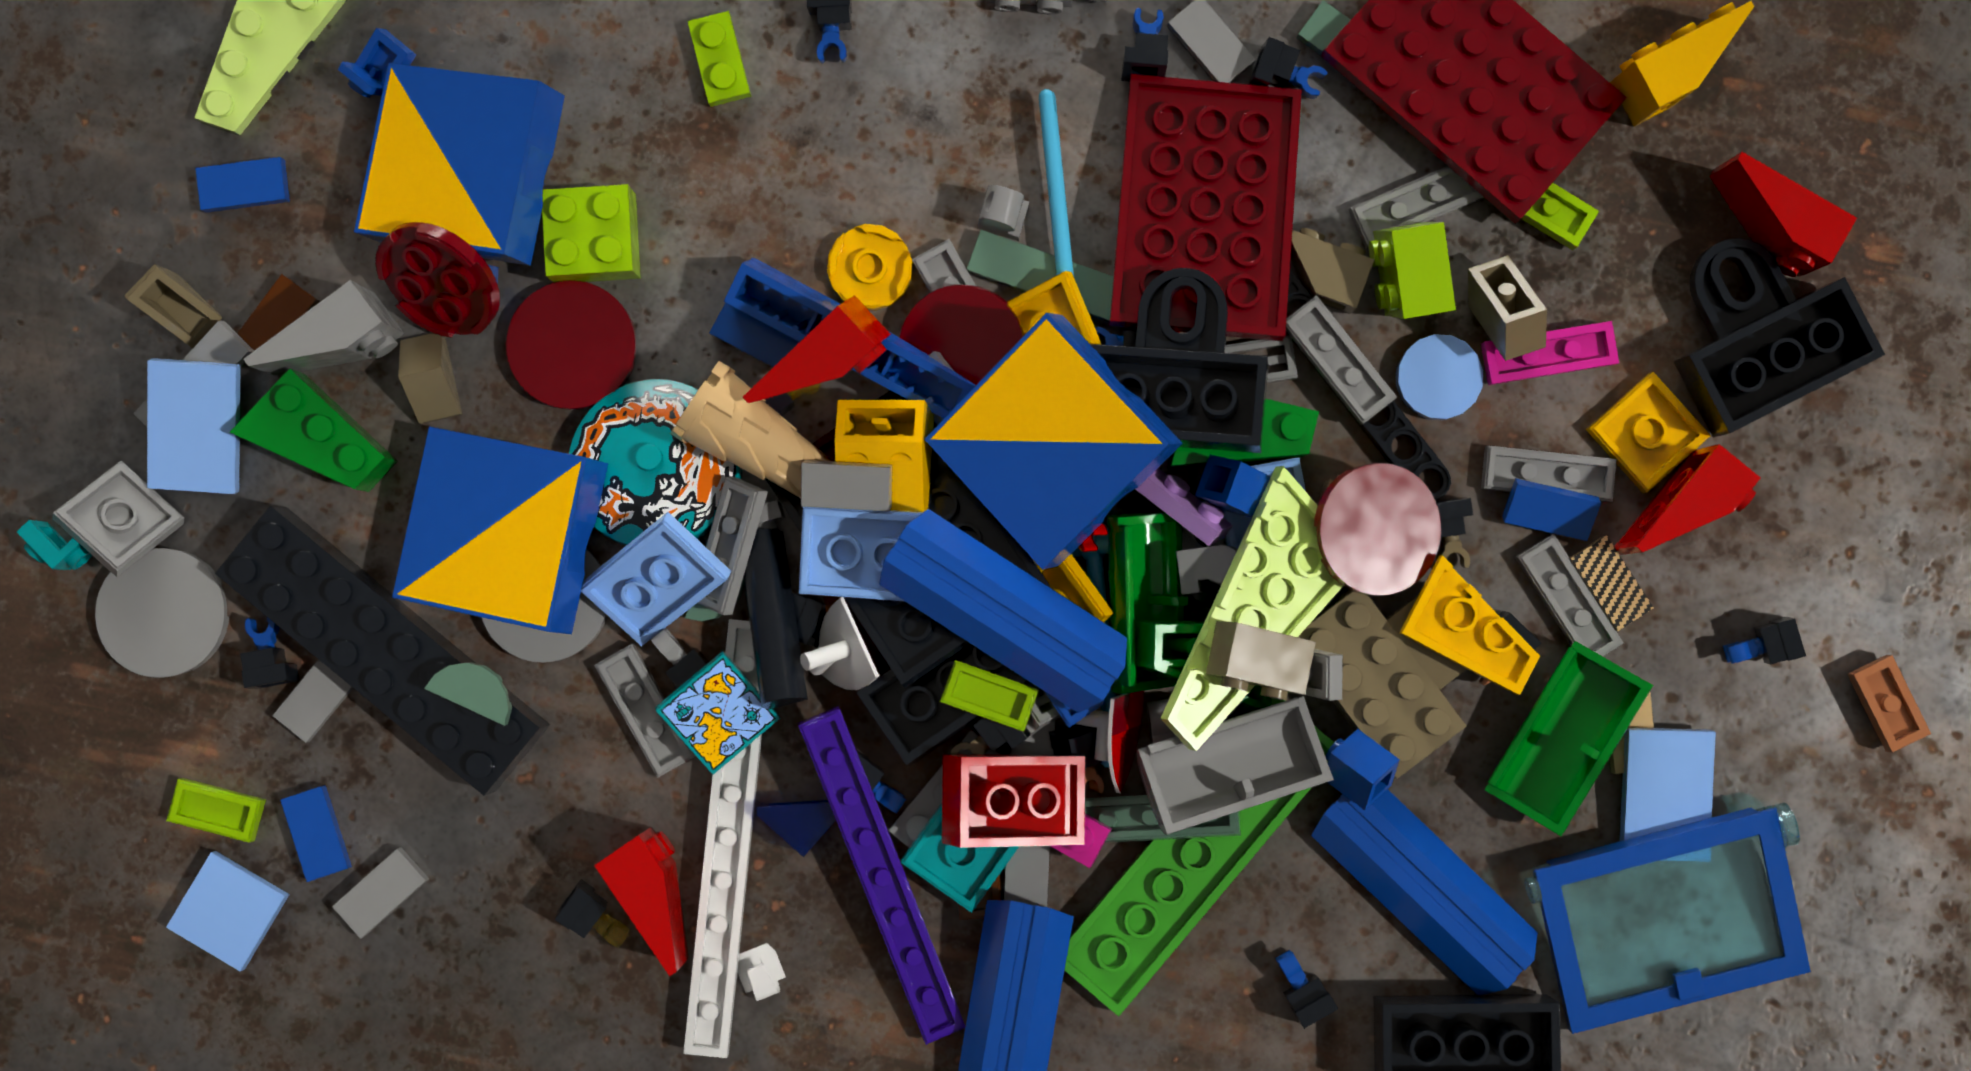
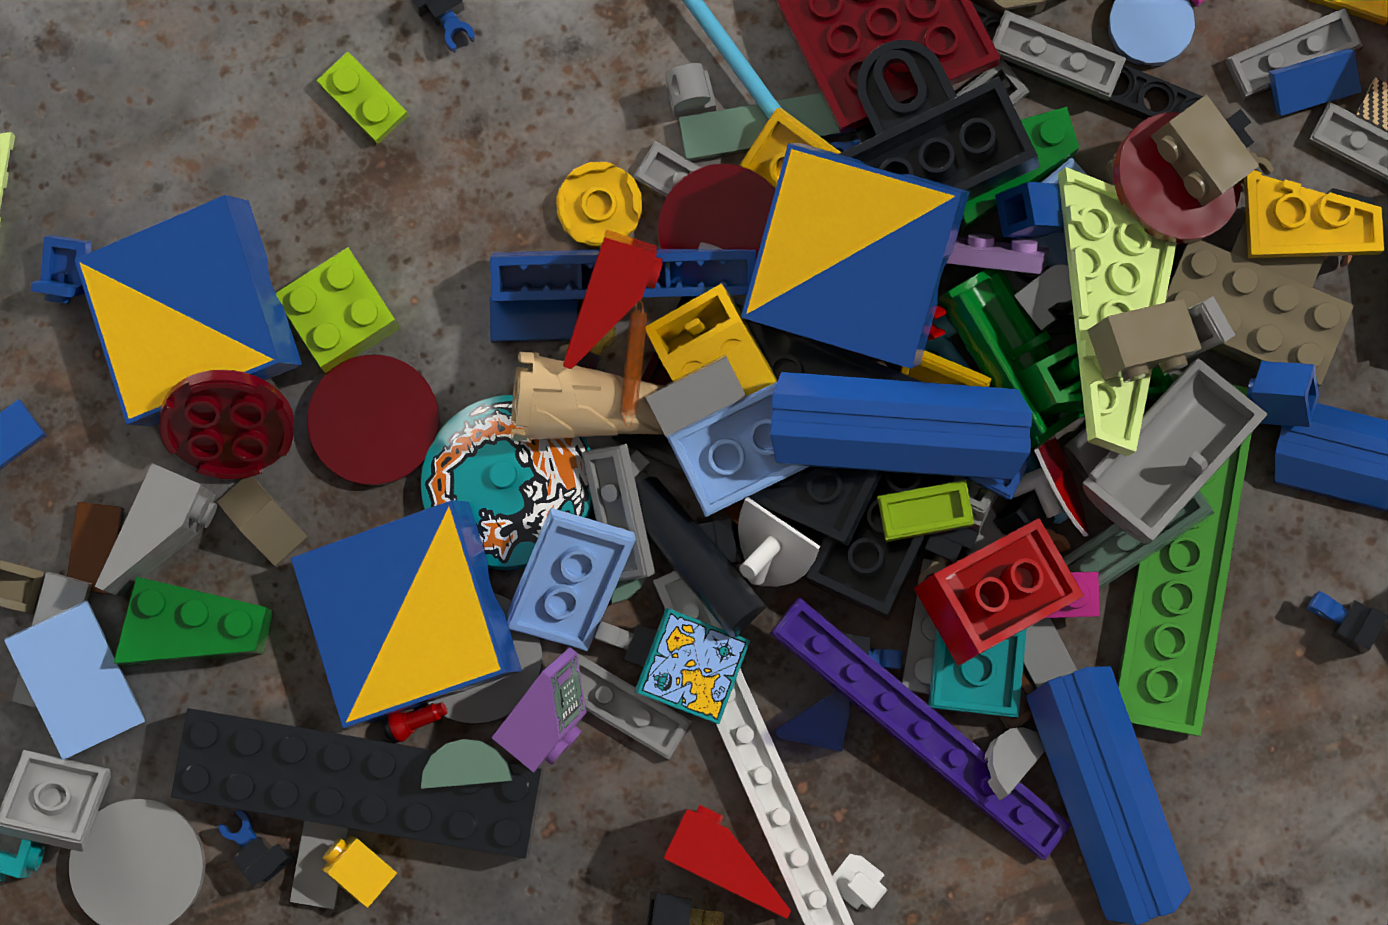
camera: 30 degrees left, 5 degrees down
(340, 723) = (357, 869): none -> yellow brick
(449, 621) = (401, 725): none -> red piece
(569, 685) = (546, 715): none -> medium lavender slope
(785, 460) = (629, 376): none -> orange piece
(944, 944) = (1011, 758): none -> light grey tile
(1412, 521) = (1204, 151): none -> dark tan brick

